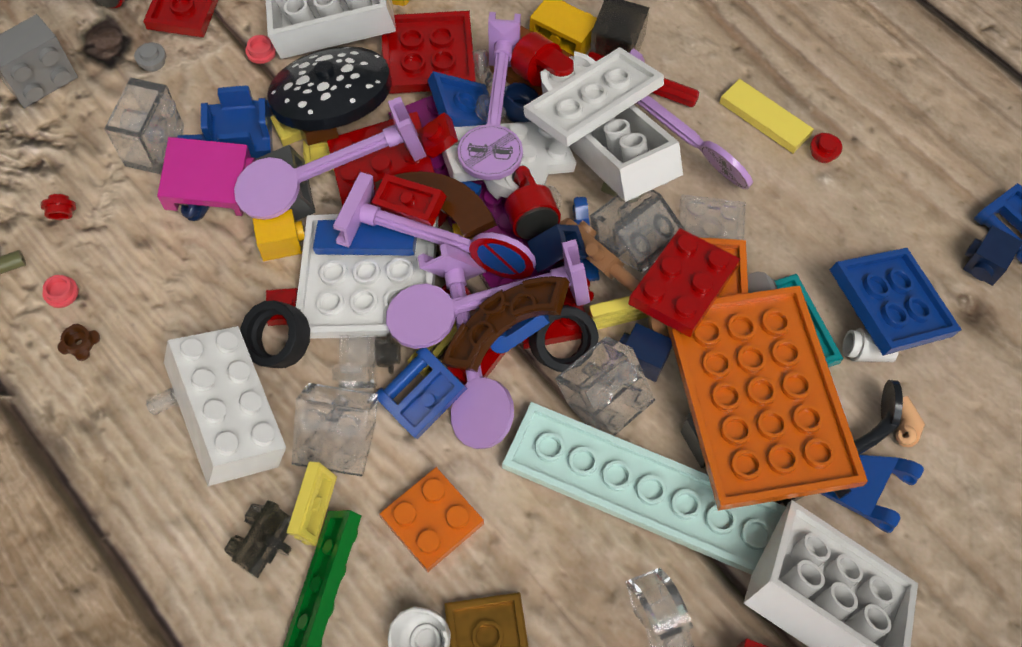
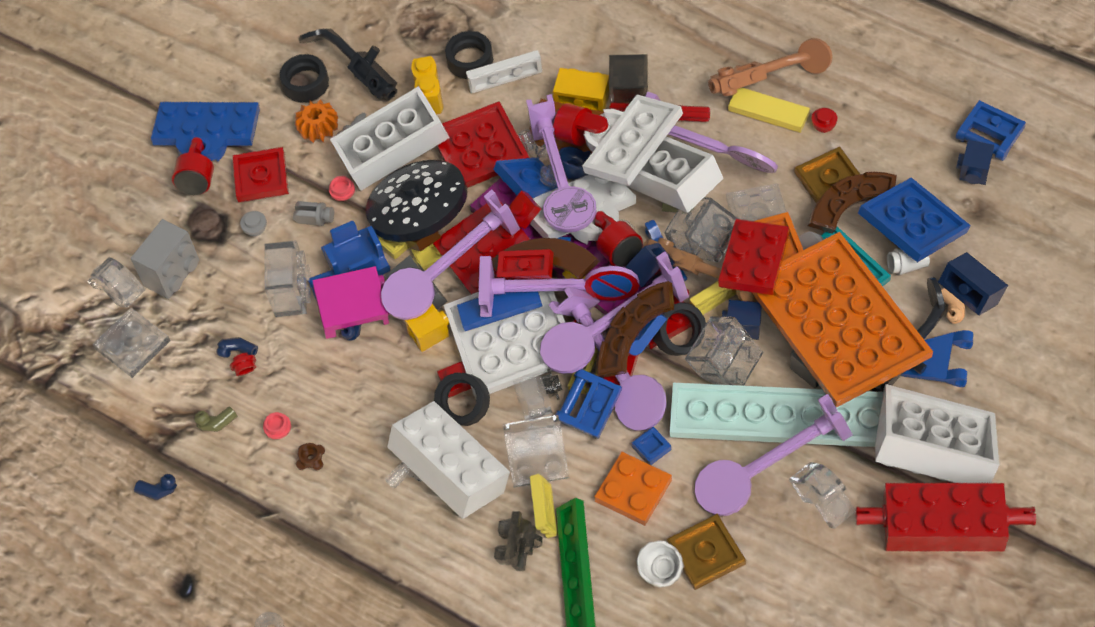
camera: 10 degrees left, 5 degrees down
(52, 180) = (239, 344): none -> dark blue arm
(216, 66) = (313, 213): none -> light grey arm
(476, 471) = (651, 446): none -> blue tile
(544, 559) = (726, 485): none -> lavender piece
(810, 217) = (824, 171): none -> pearl gold tile
(823, 241) = (845, 194): none -> reddish brown tile
(838, 71) = (812, 55): none -> nougat piece
(943, 405) = (972, 283): none -> dark blue brick

